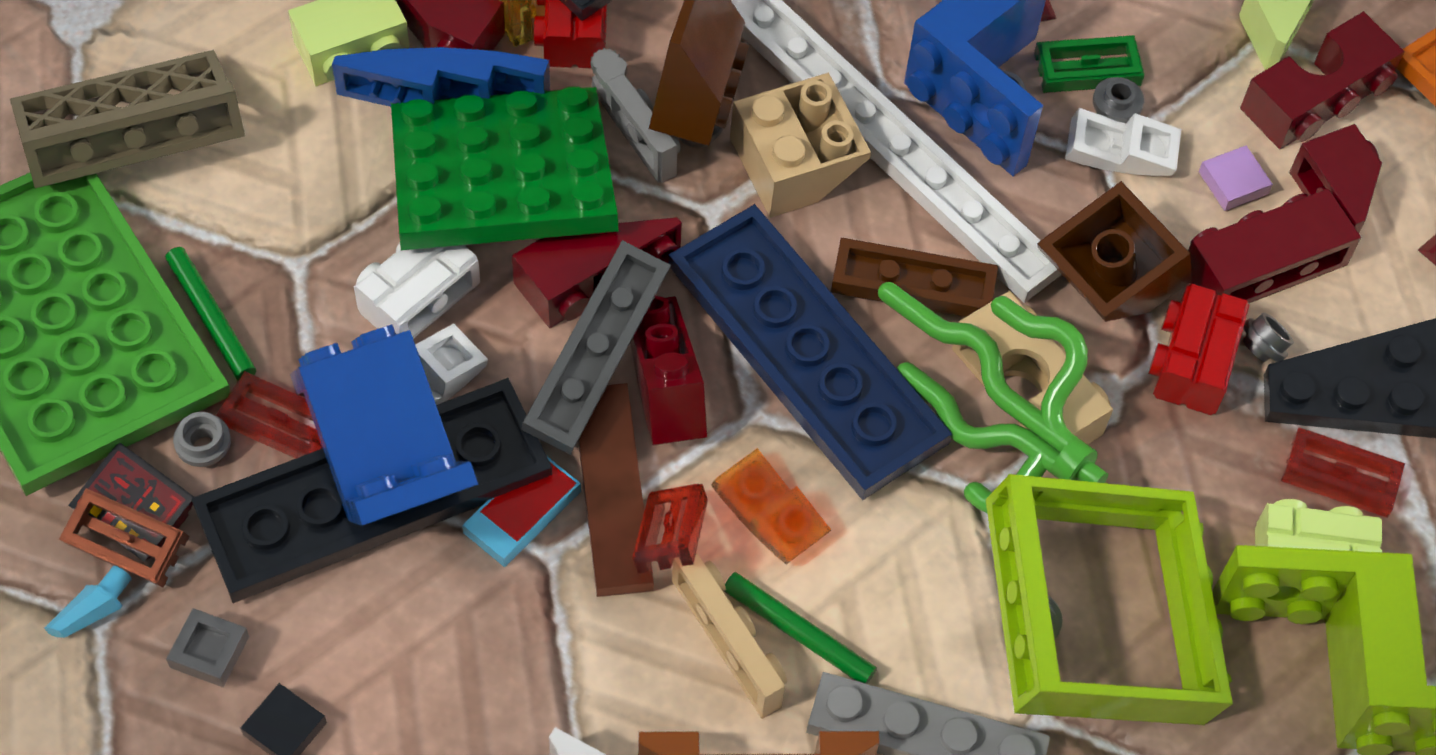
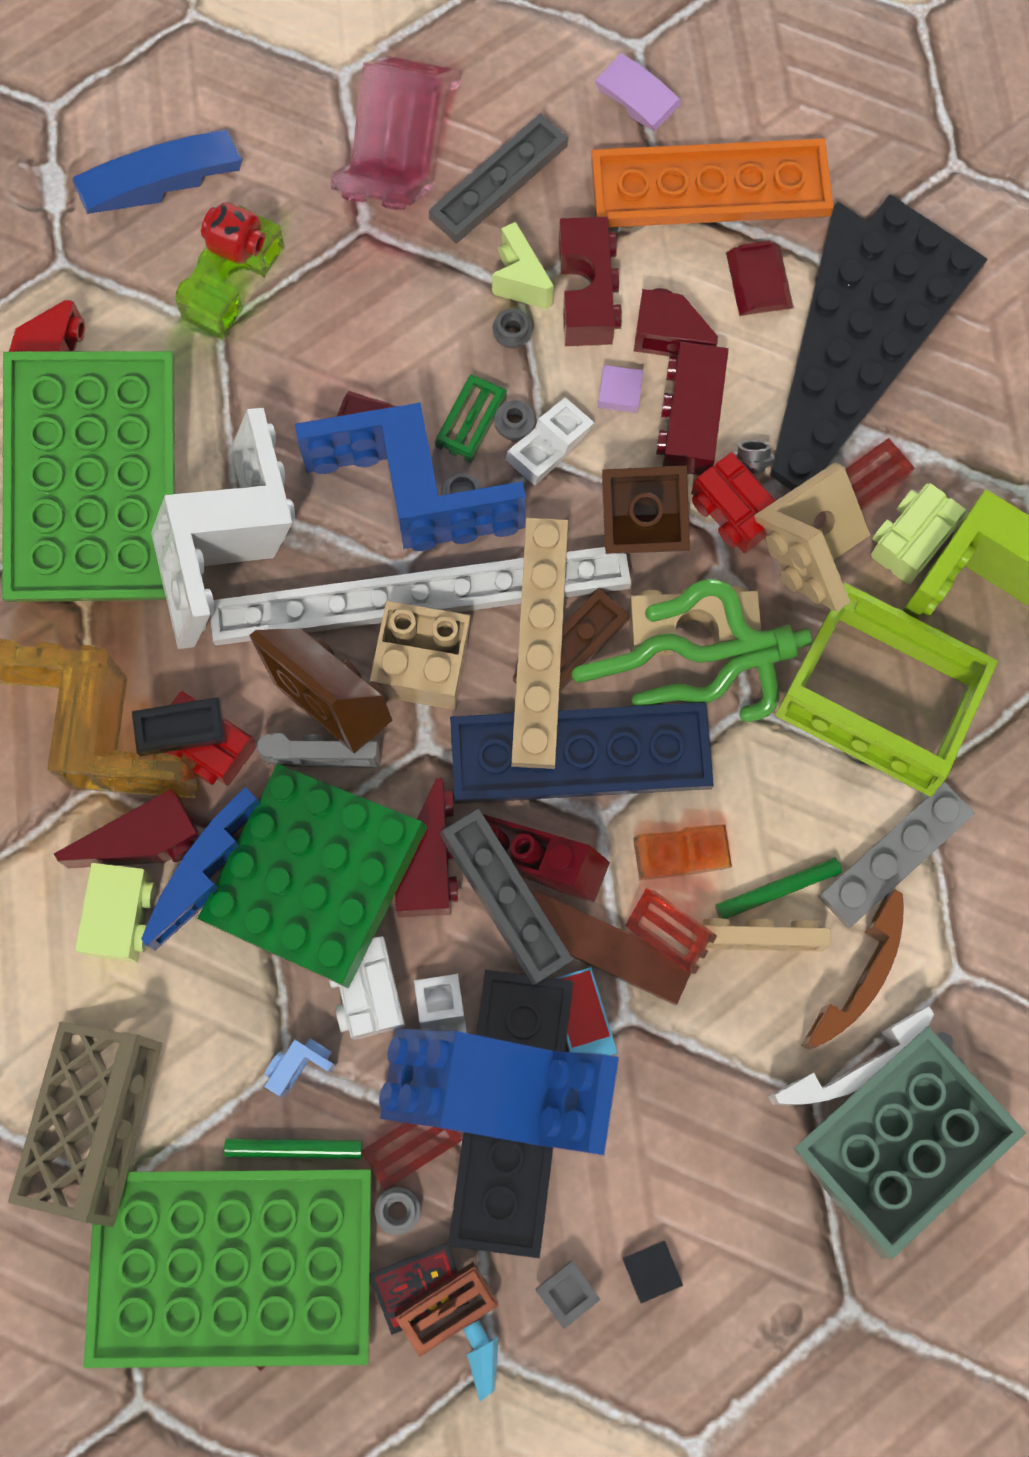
camera: 55 degrees left, 15 degrees up
(294, 260) = (287, 1068): none -> light blue bracket
(892, 238) = (540, 644): none -> tan plate
(1195, 432) = (810, 553): none -> tan bracket
(1217, 36) = (512, 318): none -> flat silver plate

